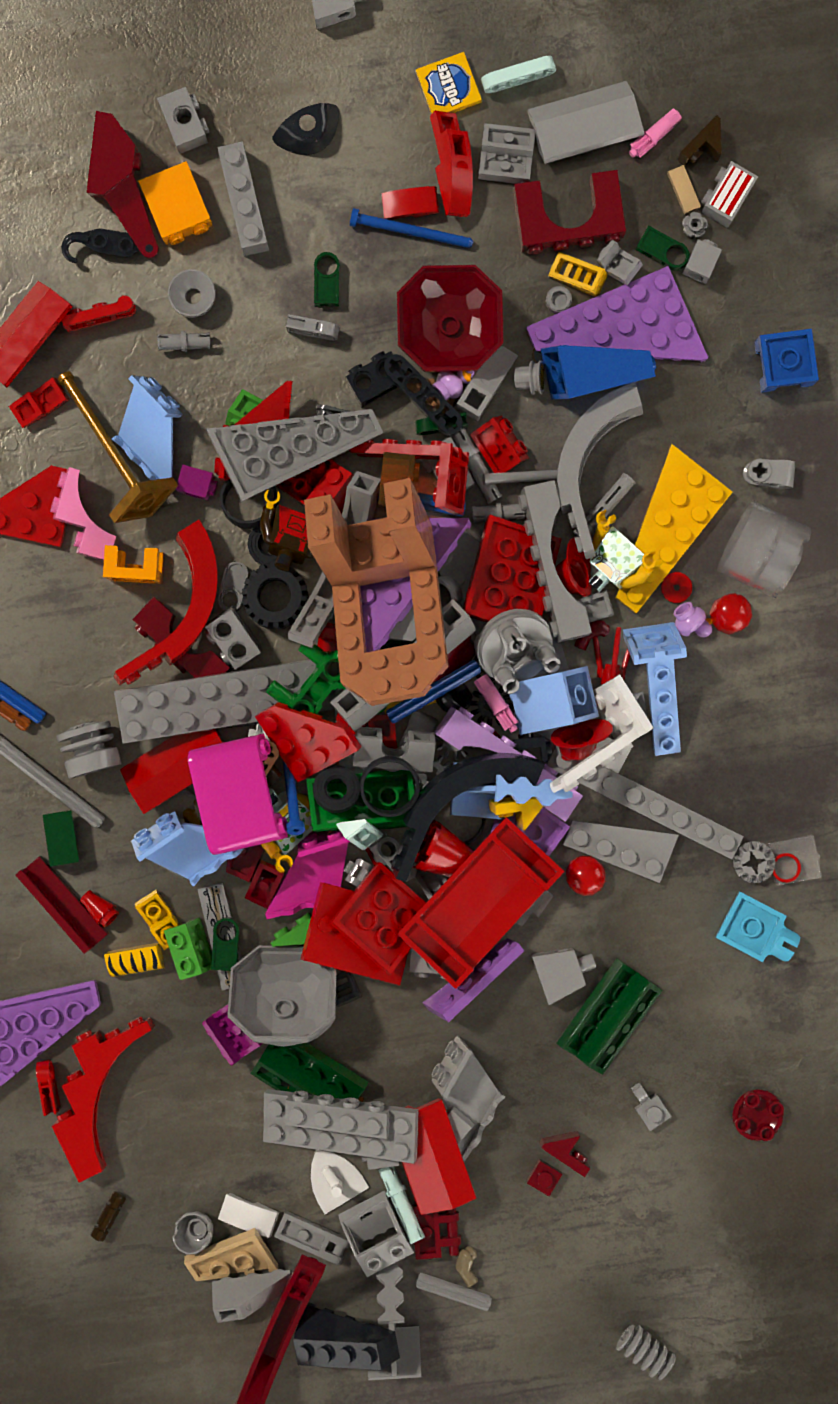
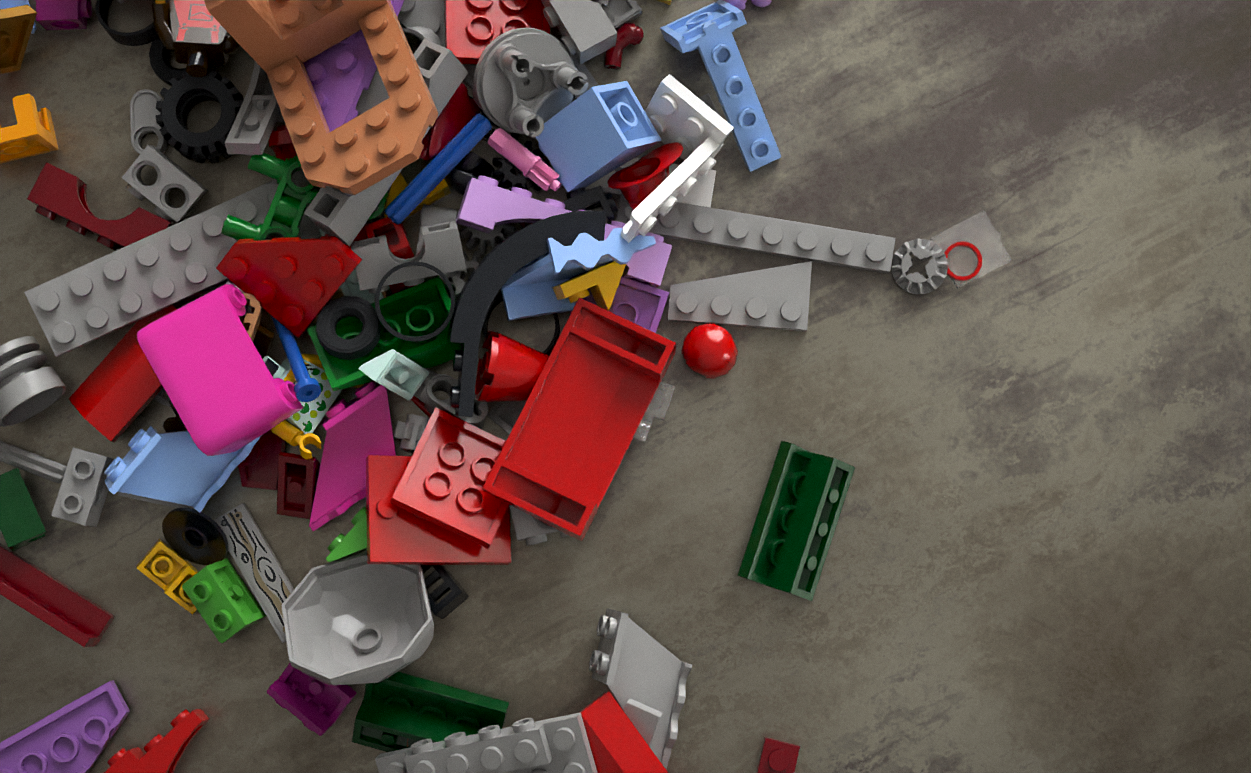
camera: 10 degrees left, 5 degrees down
(100, 909) = (93, 586): red cone -> none
(114, 838) = (83, 488): none -> light grey brick
(134, 959) = (155, 638): yellow brick -> none
(183, 898) = (195, 536): none -> black dish
(203, 568) = (103, 186): red arch -> none
(225, 951) = (271, 589): dark green piece -> none
(450, 1001) = (587, 554): medium lavender wing -> none
(561, 972) = (716, 481): light grey torso -> none
(561, 1146) = (786, 712): dark red slope -> none
(611, 670) = (651, 86): red plant -> none
(650, 1108) = (888, 626): light grey plate -> none
(757, 929) = (951, 350): medium azure plate -> none
(758, 1115) = (1030, 589): dark red dish -> none

